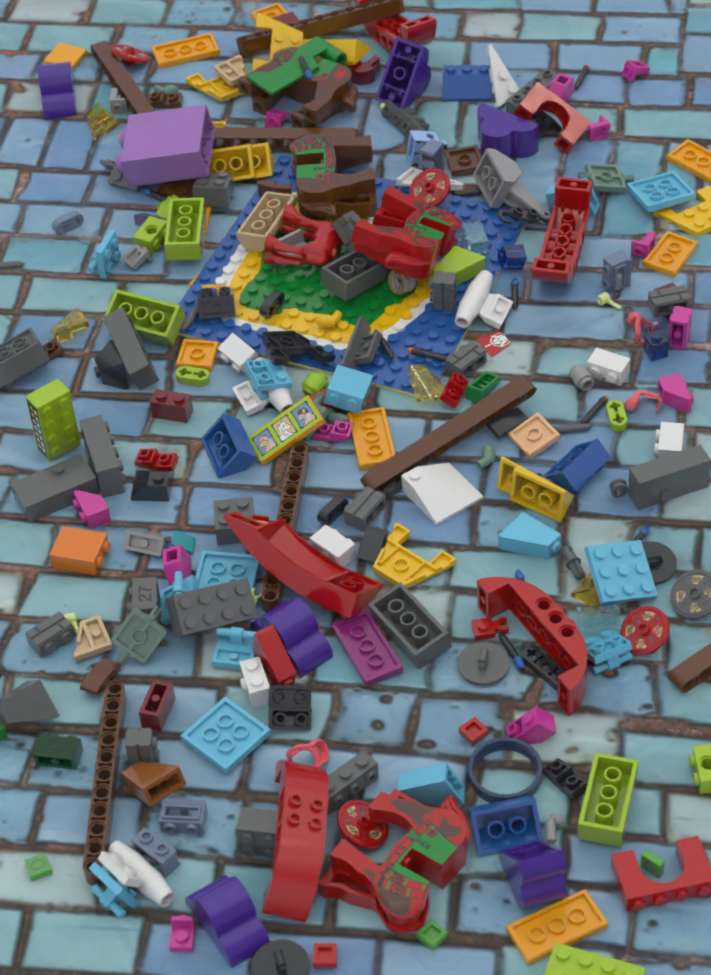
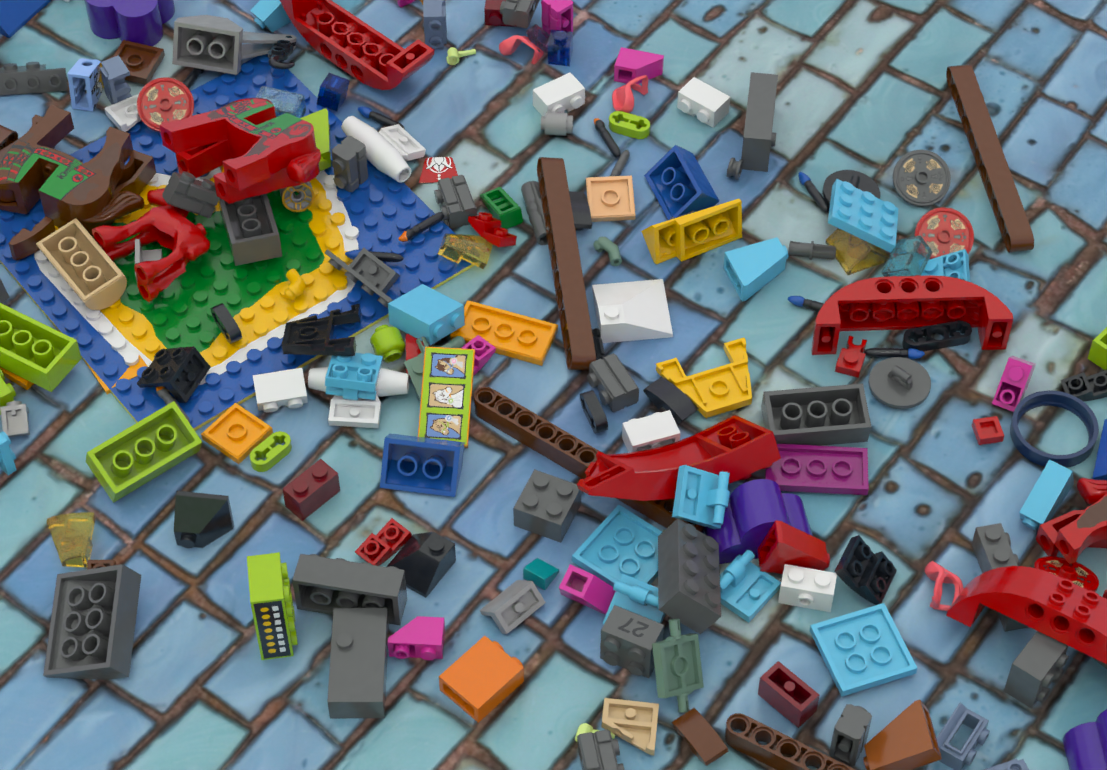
camera: 65 degrees left, 5 degrees up
(131, 348) = (180, 472): dark grey brick -> none
(275, 583) = (701, 496): none -> medium azure plate

